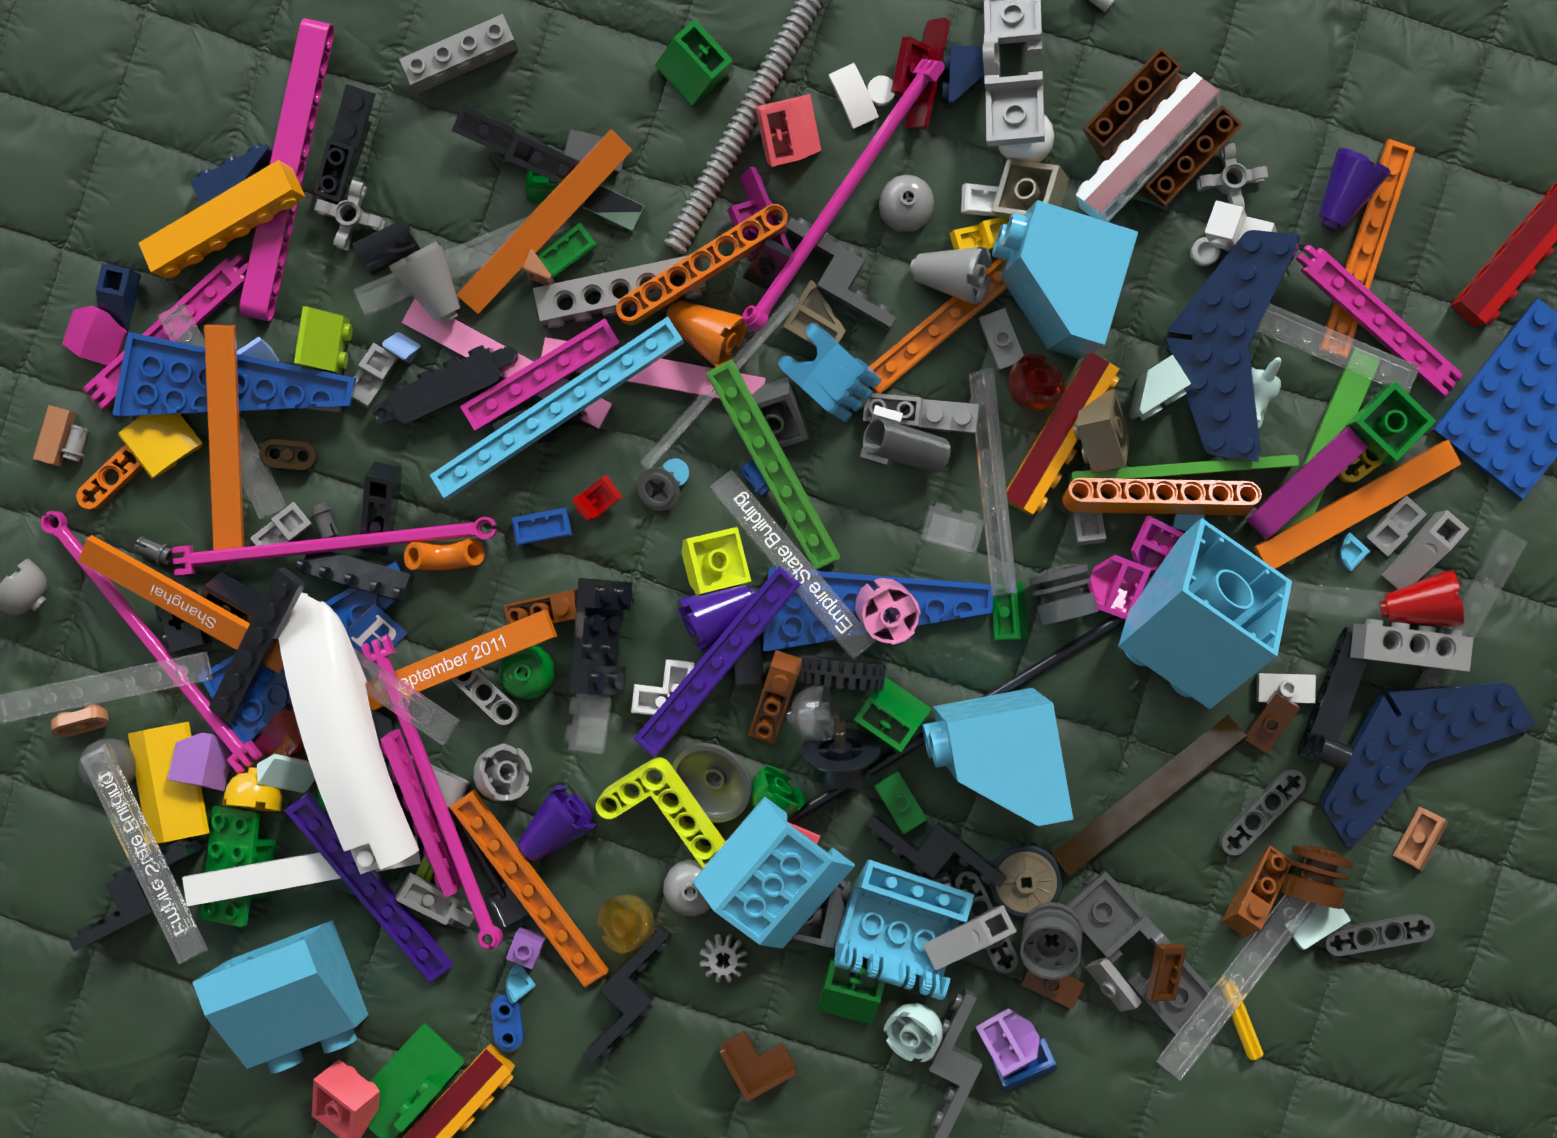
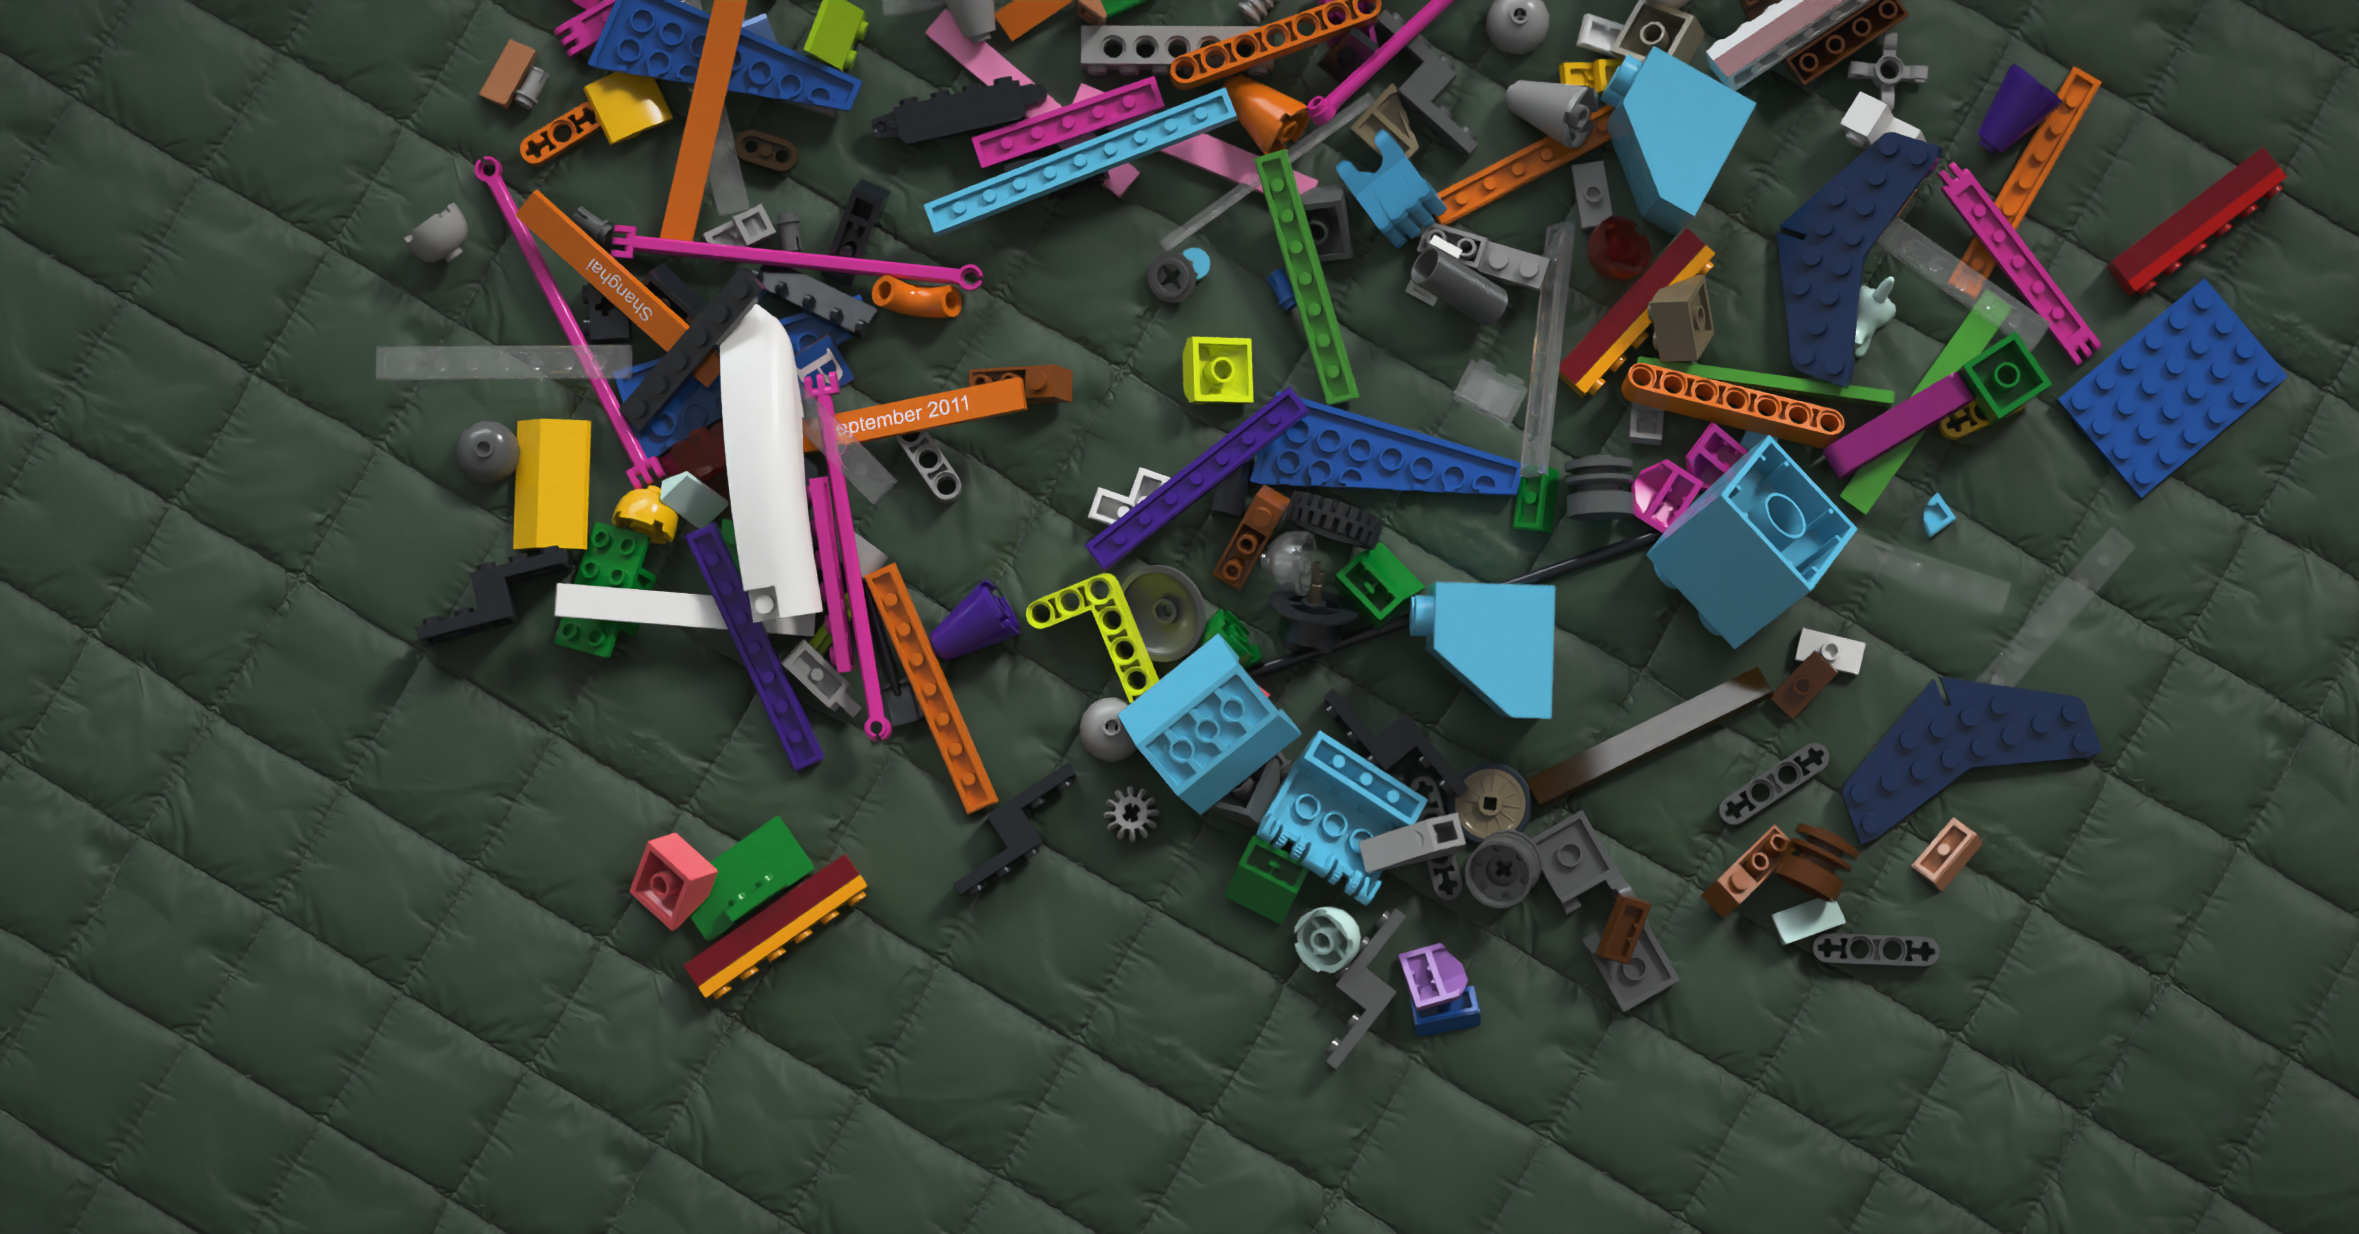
camera: 10 degrees right, 5 degrees down
(79, 722) = (468, 395): nougat plate -> none
(144, 854) = (520, 548): clear tile -> none
(200, 762) = (596, 468): medium lavender slope -> none
(284, 999) = (638, 745): medium azure slope -> none
(373, 374) = (880, 82): light grey slope -> none
(402, 347) = (918, 60): light blue slope -> none
(502, 773) = (929, 552): light grey cylinder -> none
(507, 1023) = (872, 835): blue plate -> none
(518, 983) = (894, 793): medium azure tile -> none
(526, 947) = (913, 753): medium lavender brick -> none
(532, 661) = (976, 463): green cylinder -> none
(542, 526) = (1032, 291): blue plate -> none
(589, 723) = (1038, 519): clear brick -> none
(597, 499) = (1101, 273): red bracket -> none
(598, 636) = (1069, 423): black piece -> none
(626, 922) = (1031, 747): clear yellow cylinder -> none
(712, 612) = (1200, 425): dark purple cone -> none
(756, 1072) = (1140, 950): reddish brown panel -> none
(784, 553) = (1293, 371): clear tile -> none
(900, 802) = (1367, 685): green plate -> none
(902, 606) = (1381, 452): bright pink cylinder -> none
(1061, 990) = (1496, 926): reddish brown plate -> none
(1113, 984) = (1563, 938): light grey plate -> none
(1158, 385) = (1755, 282): light aqua slope -> none
(1203, 252) = (1840, 149): white tile -> none
(1234, 985) = (1702, 964): clear tile -> none
(1247, 1033) = (1700, 1010): yellow axle -> none
(1332, 707) = (1882, 672): black beam -> none
(1358, 505) = (1953, 463): orange tile -> none
(1395, 525) = (1992, 496): light grey slope -> none
(1425, 549) = (2015, 530): light grey slope -> none
(1426, 602) = (2002, 585): red cone -> none
(1454, 648) = (1927, 620): light grey brick -> none

